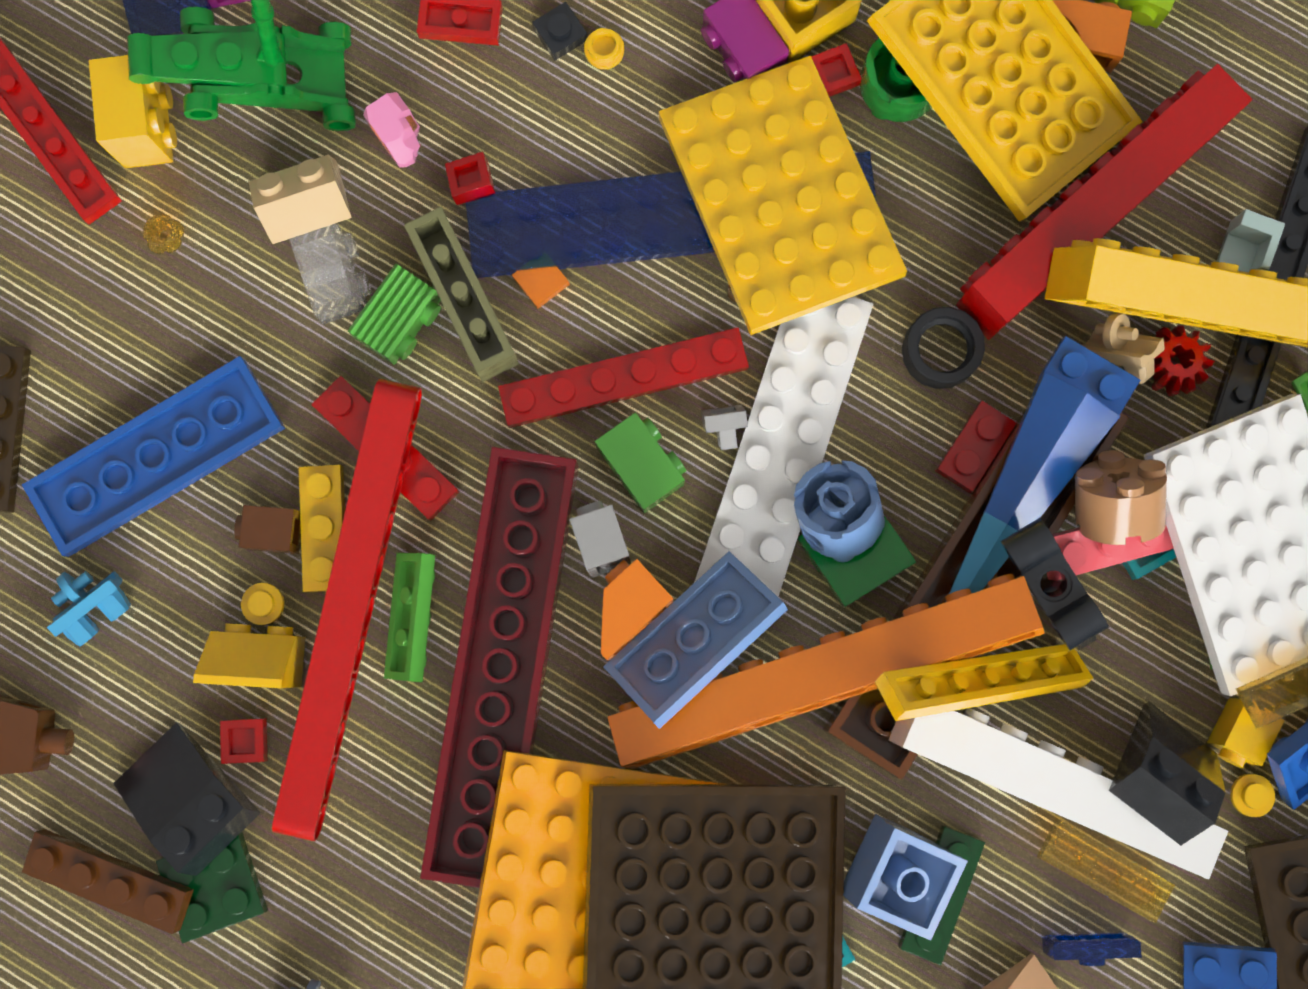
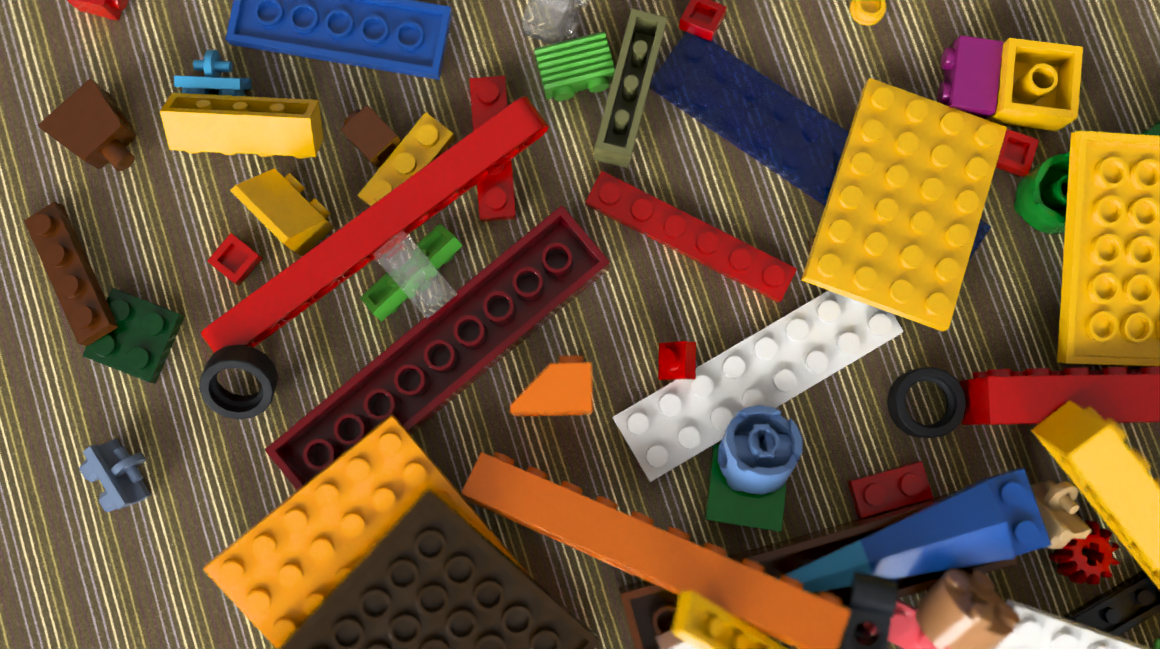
camera: 40 degrees right, 0 degrees up
(147, 617) = (242, 125): none -> yellow brick
(184, 801) = (161, 266): black slope -> none
(262, 604) = (324, 181): yellow plate -> none
(358, 865) = (231, 404): none -> black tyre
(417, 615) = (415, 274): none -> clear brick
(541, 283) = (689, 128): orange tile -> none
(599, 538) = (578, 327): light grey brick -> none
(641, 462) = (653, 302): bright green brick -> none
(695, 639) = (585, 452): medium blue plate -> none
(705, 494) = (677, 361): none -> red plate
(725, 422) = (731, 324): light grey tile -> none

